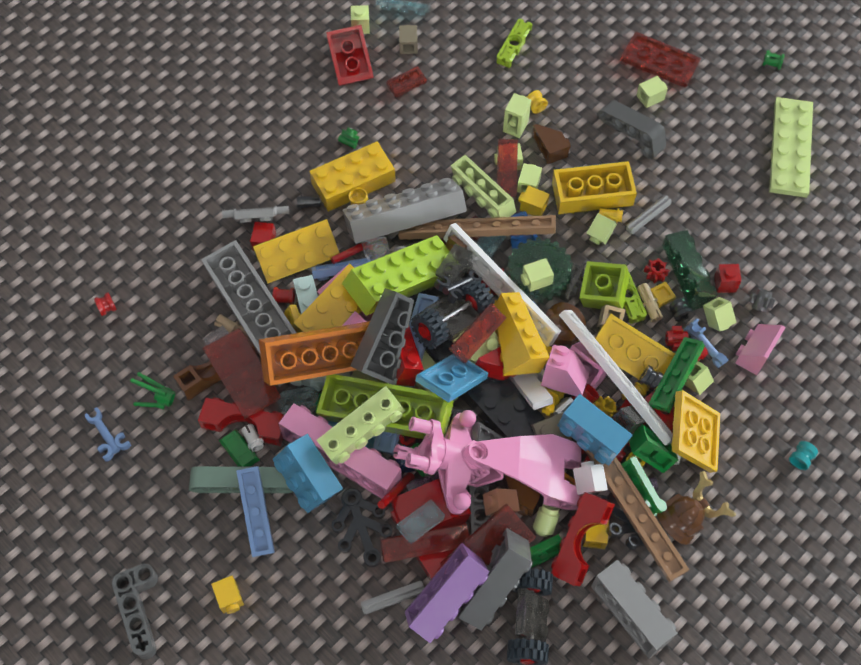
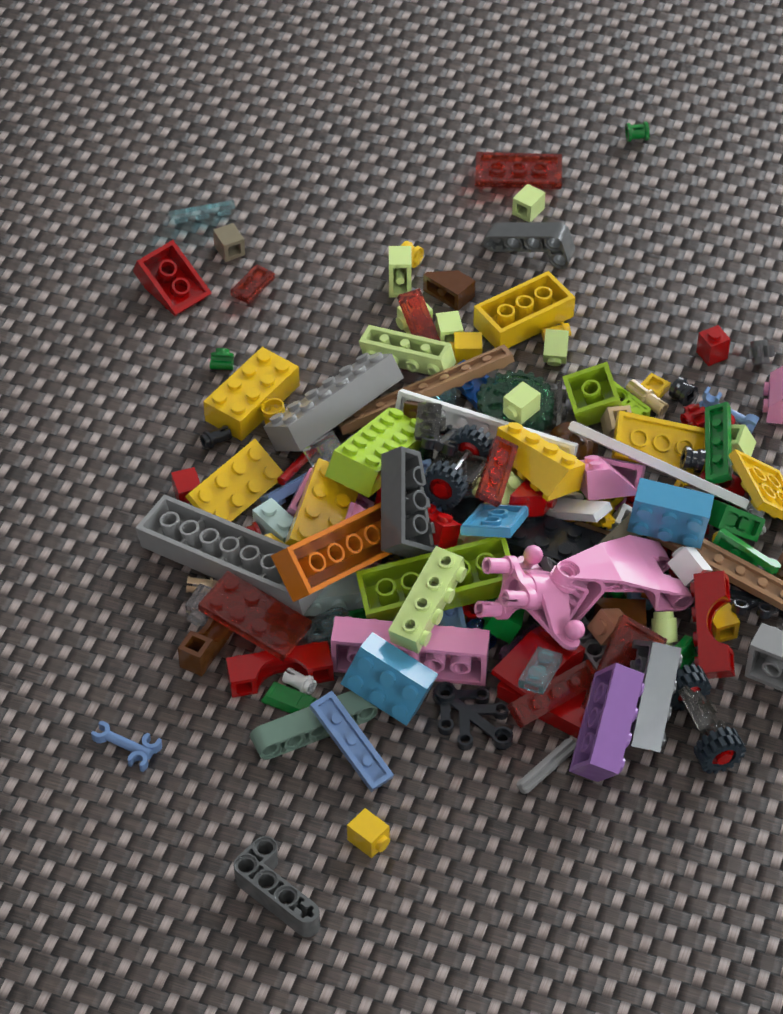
camera: 25 degrees left, 15 degrees down
(105, 304) = (44, 618): red wheel -> none
(163, 395) = (172, 680): green plant -> none
(263, 214) = (174, 462): light grey plate -> none
(360, 16) = (159, 235): yellowish green brick -> none
(395, 490) = (492, 661): red bar -> none
(508, 51) = (349, 218): lime piece -> none
(648, 214) = (595, 319): light grey axle -> none
(656, 270) = (636, 365): red gear -> none
(689, 269) = (668, 351): clear green wedge -> none
(719, 314) = (726, 378): yellowish green brick -> none
(791, 147) = (704, 206): yellowish green plate -> none

